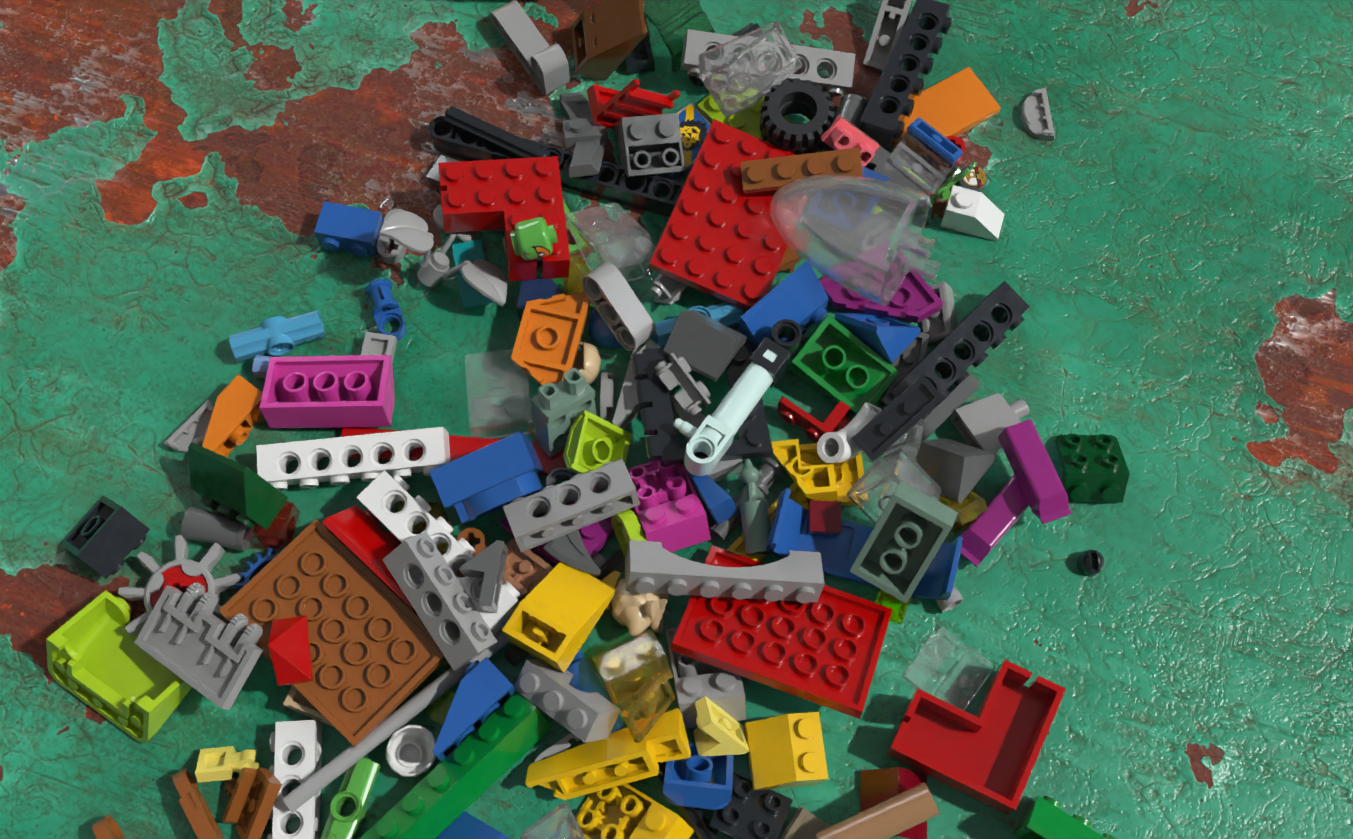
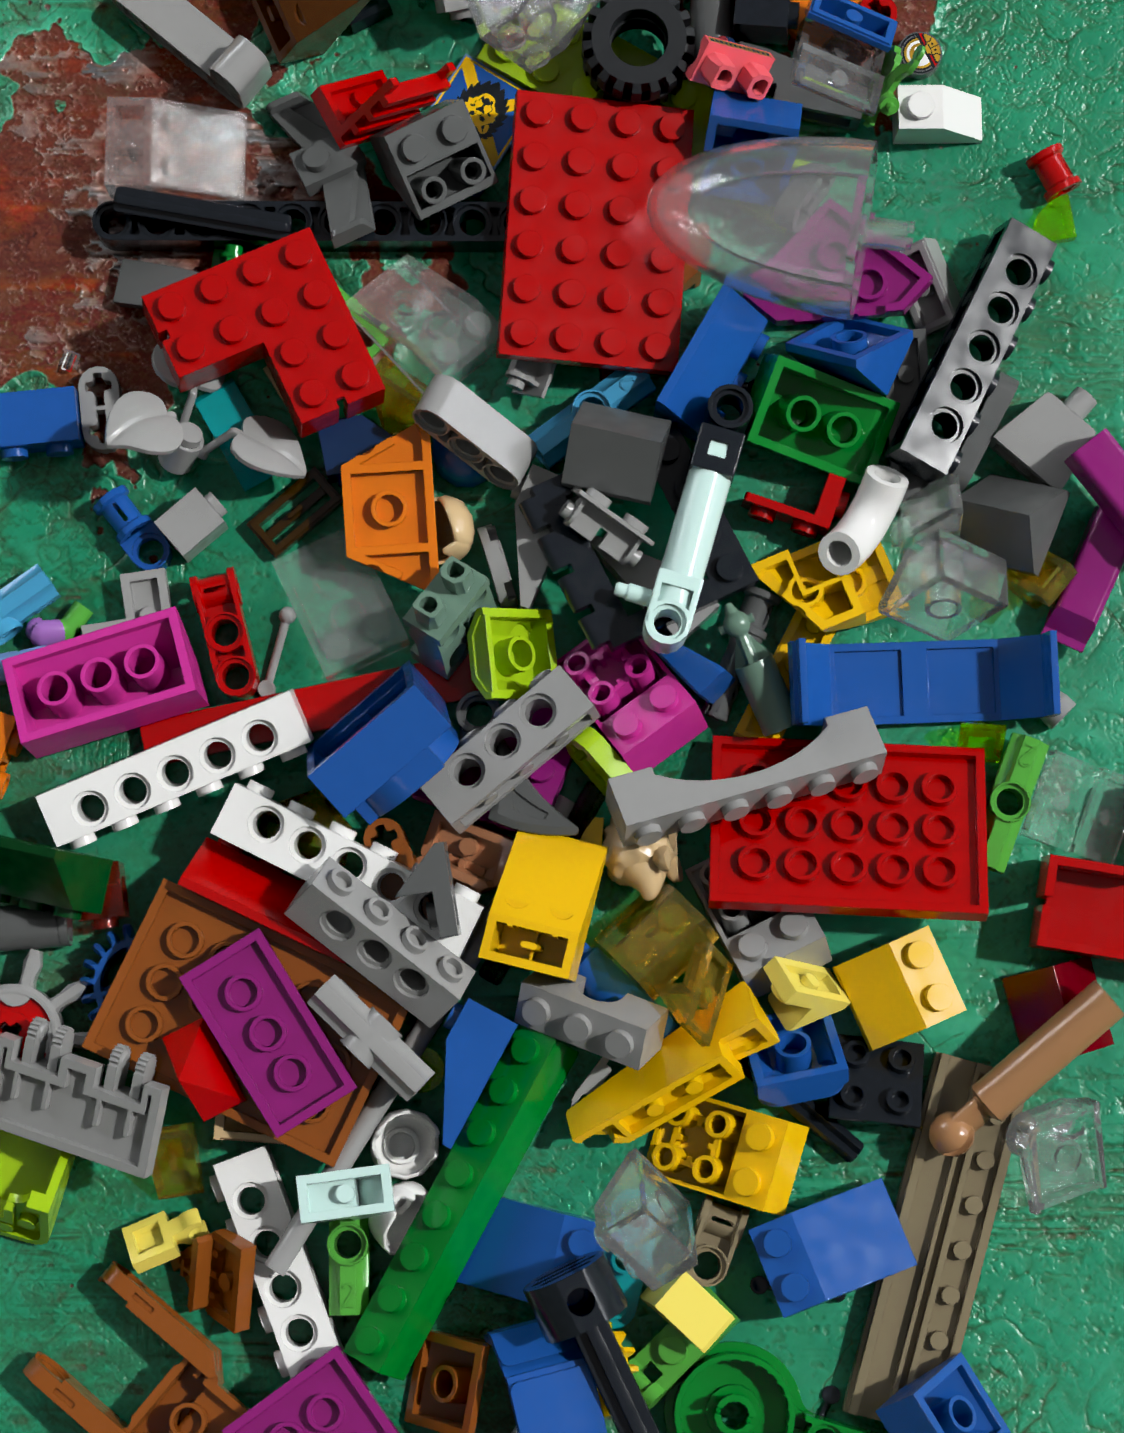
camera: 20 degrees left, 15 degrees up
(254, 712) = (178, 1162): none -> clear yellow slope
(307, 350) = (56, 630): none -> arm
(343, 639) = (268, 1032): none -> magenta plate
(353, 765) = (345, 1194): none -> light aqua slope
(385, 794) = (392, 1227): none -> white hair
(410, 663) = (371, 1037): none -> light grey piece
(420, 368) = (220, 603): none -> red piece
(423, 316) = (193, 523): none -> light grey brick
(461, 391) = (287, 616): none -> light grey hinge
(488, 332) = (308, 525): none -> dark brown tile
(495, 98) = (175, 148): none -> clear slope
(533, 238) = (328, 381): bright green head -> none
(776, 172) = (675, 140): dark orange plate -> none
(824, 517) = (856, 650): dark red tile -> none
(897, 418) = (920, 485): black plate -> none
(904, 542) = (978, 660): sand green brick -> none
(908, 634) = (1016, 775): none -> bright green piece
(1034, 298) = (1056, 221): none -> clear neon green tile
(1038, 267) = (1053, 172): none -> red bush

